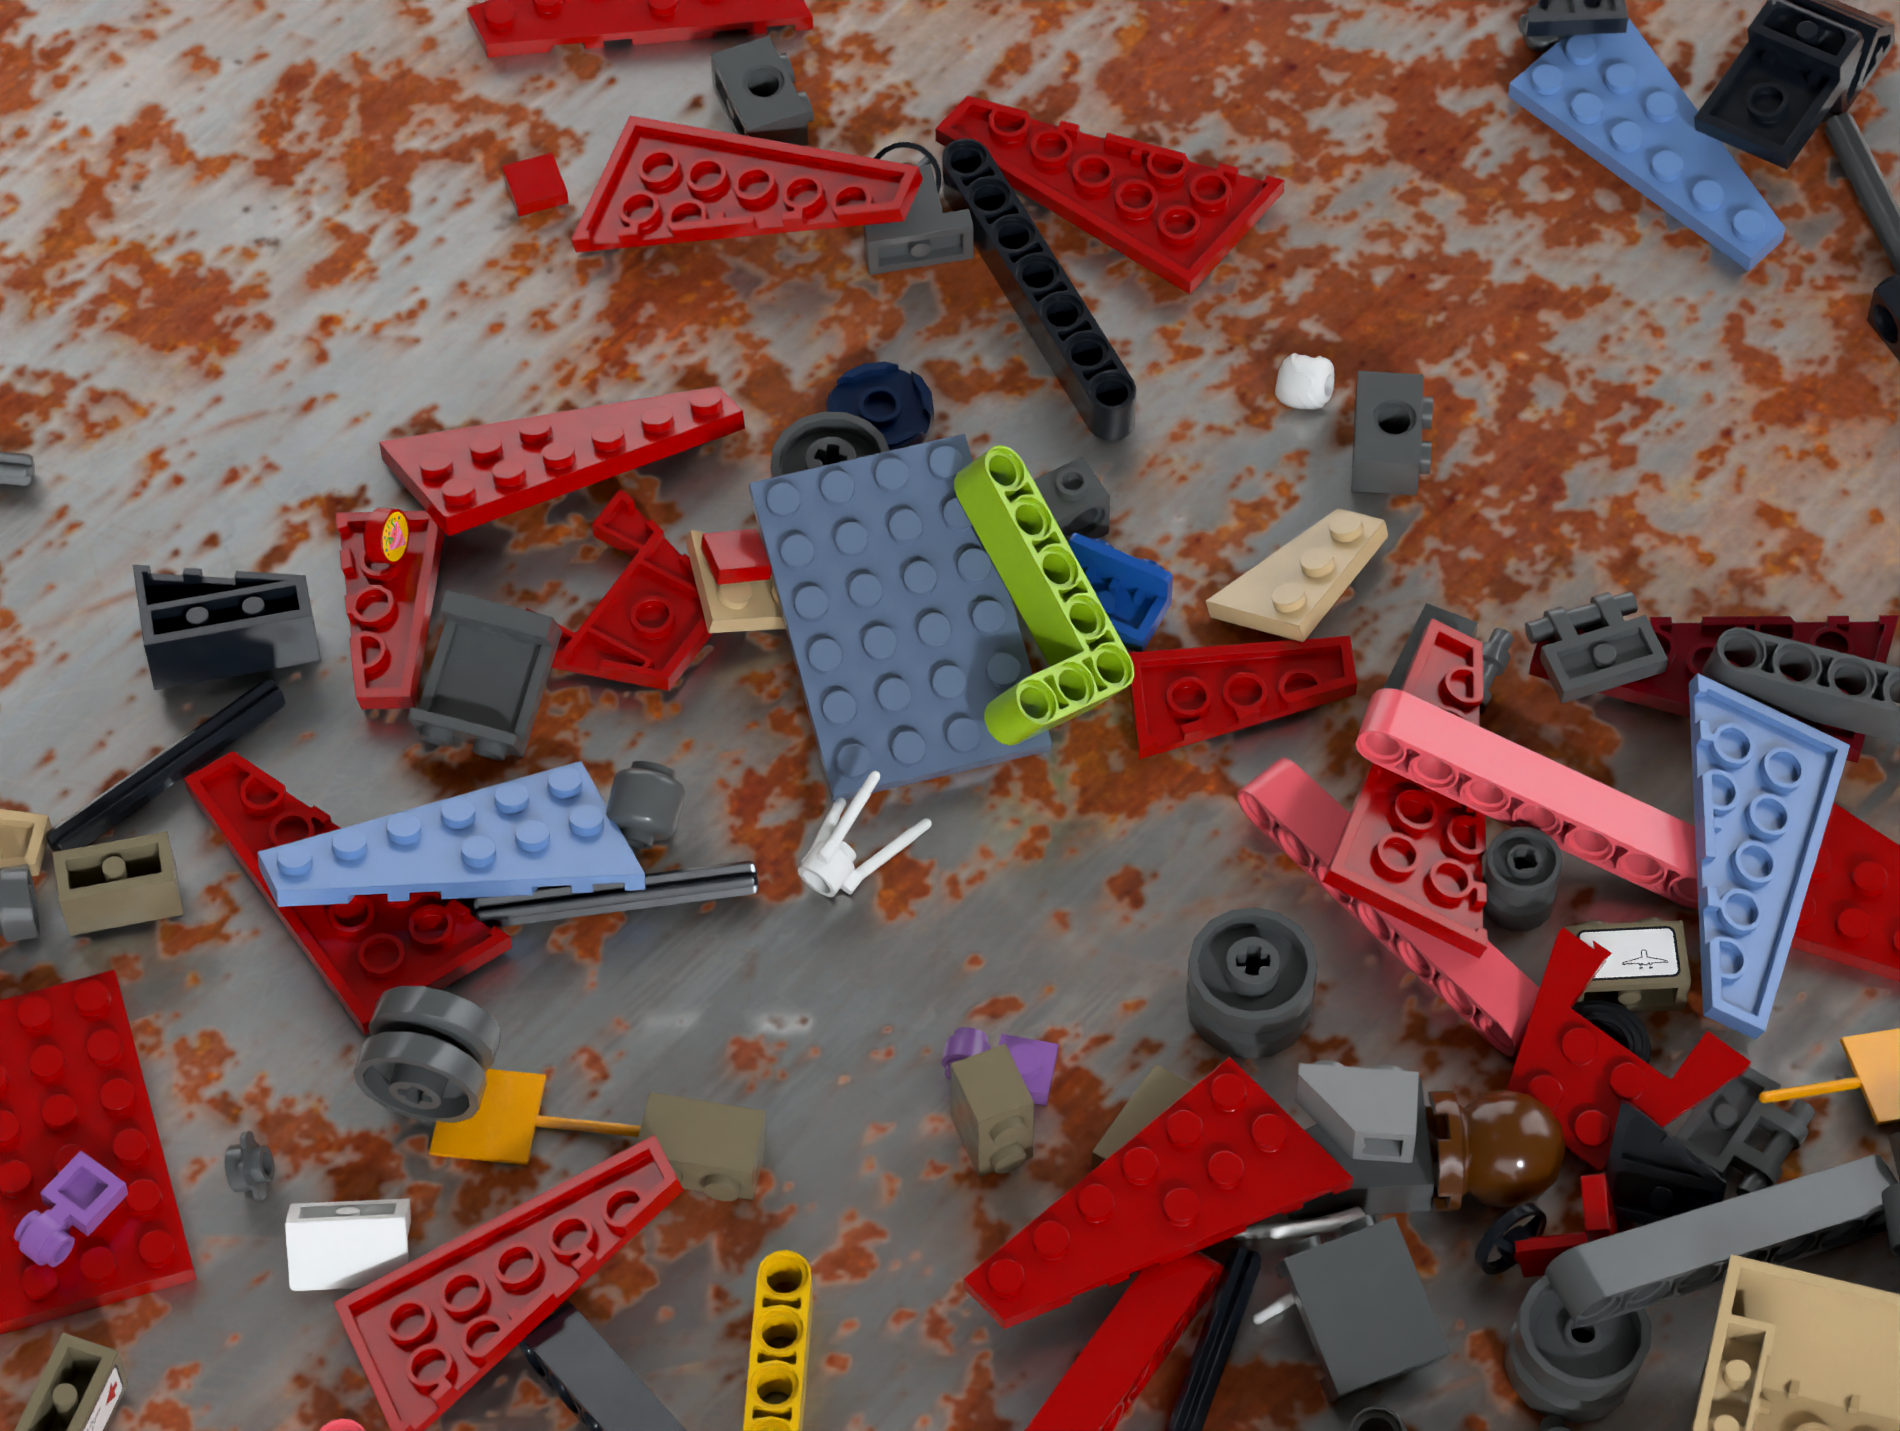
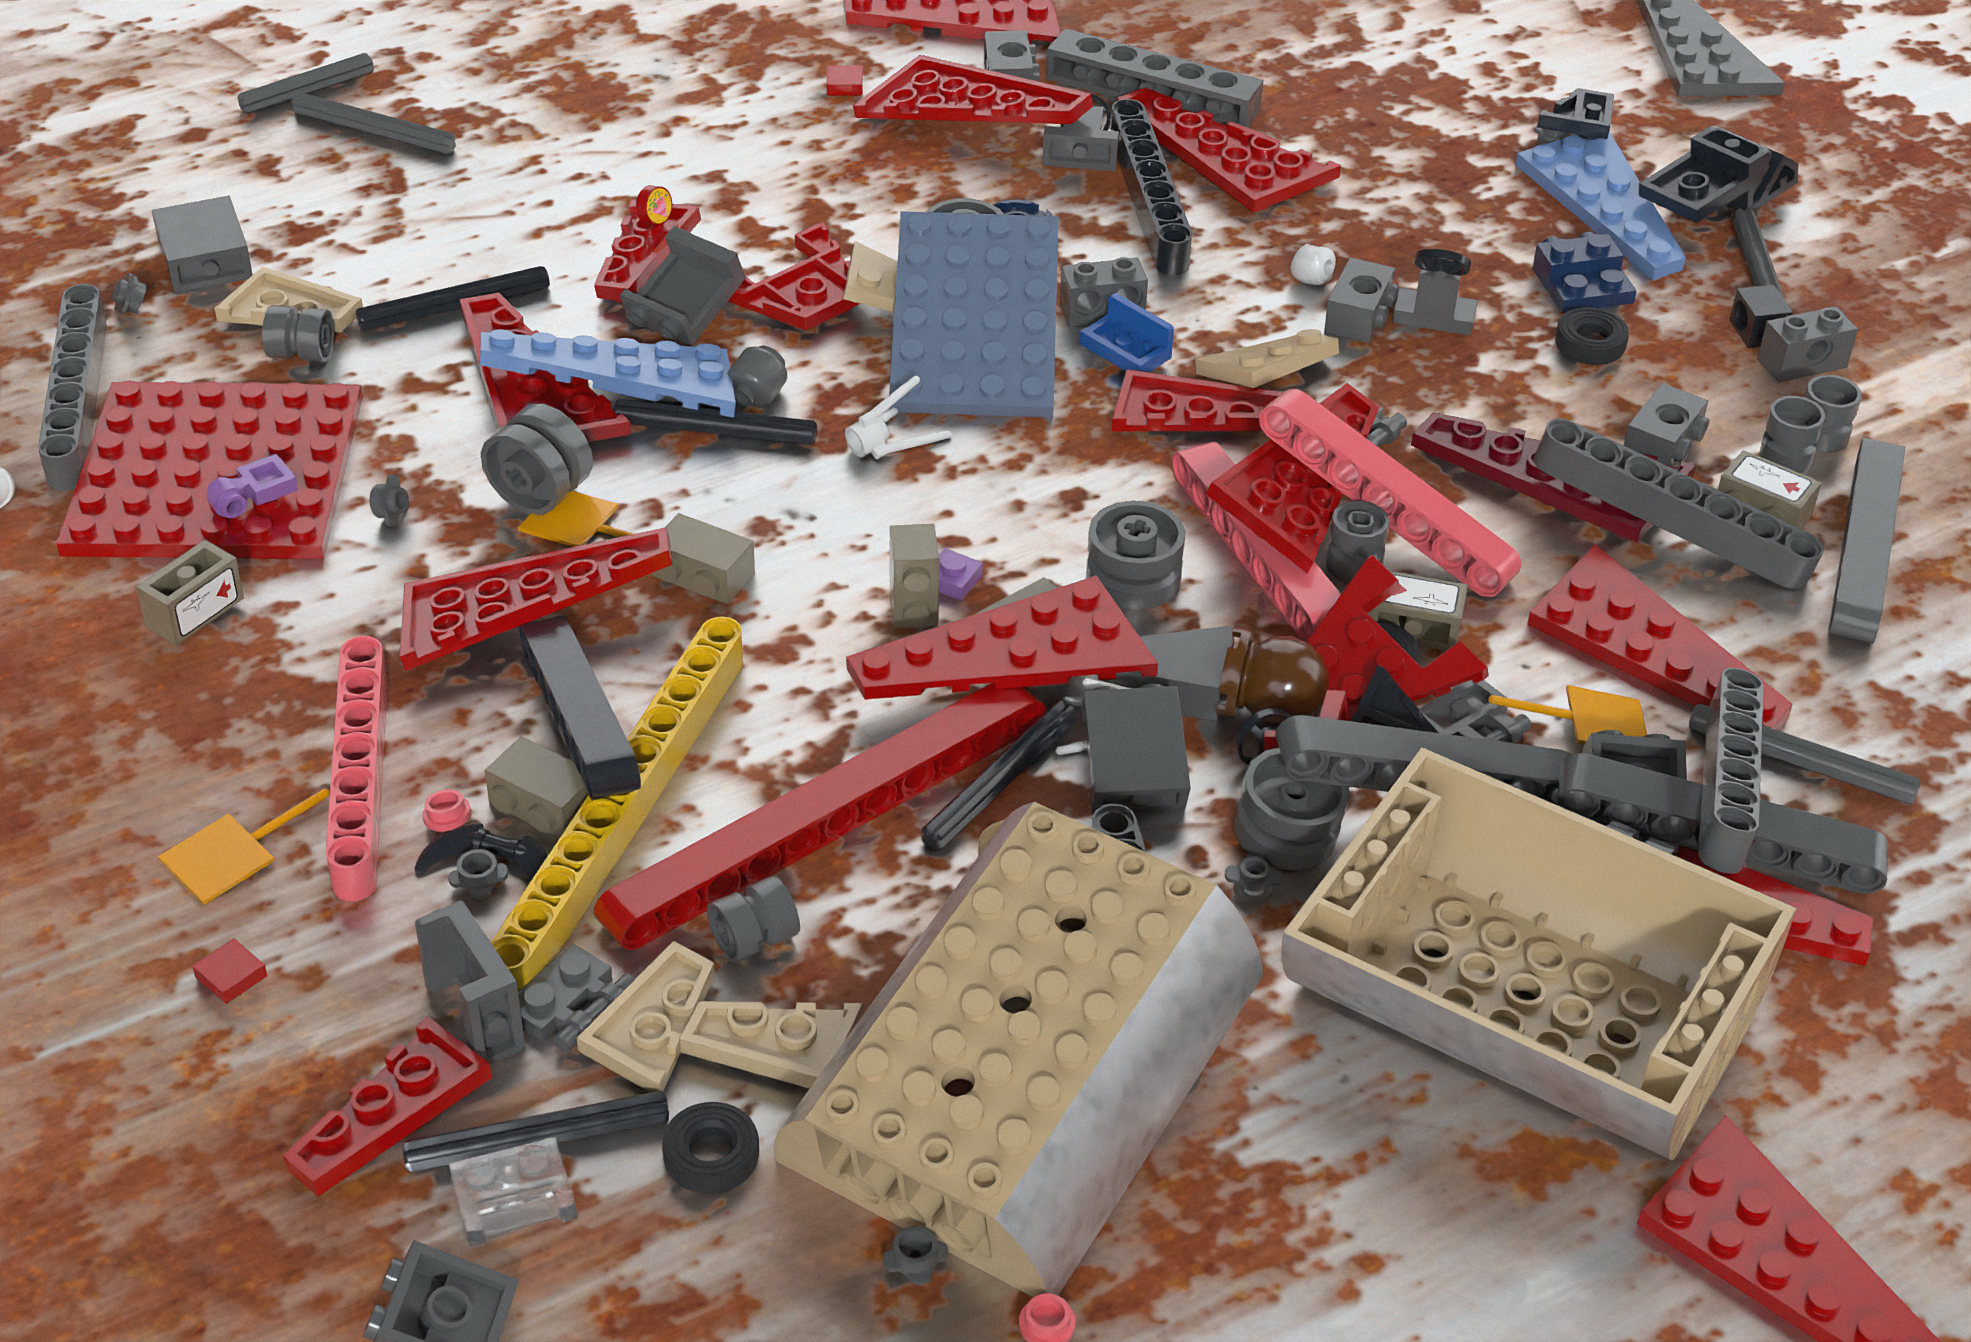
camera: 15 degrees right, 15 degrees down
(118, 883) = (384, 336): dark tan brick -> none
(223, 626) = (526, 231): black wedge -> none
(345, 1242) = (423, 554): white panel -> none
(514, 464) = (782, 196): wing -> none
(736, 556) = (877, 256): red tile -> none
(942, 66) = (1122, 69): none -> dark grey brick
(1050, 593) = (1091, 355): lime beam -> none
(1362, 1109) = (1182, 624): light grey slope -> none
(1490, 412) = (1436, 300): none -> dark grey piece
(1601, 658) = (1463, 428): dark grey plate -> none
(1660, 294) = (1583, 272): none -> dark blue plate
(1696, 436) = (1589, 350): none -> black tyre
(1758, 829) = (1541, 548): medium blue wing -> none
(1853, 533) = (1668, 425): none -> dark grey brick

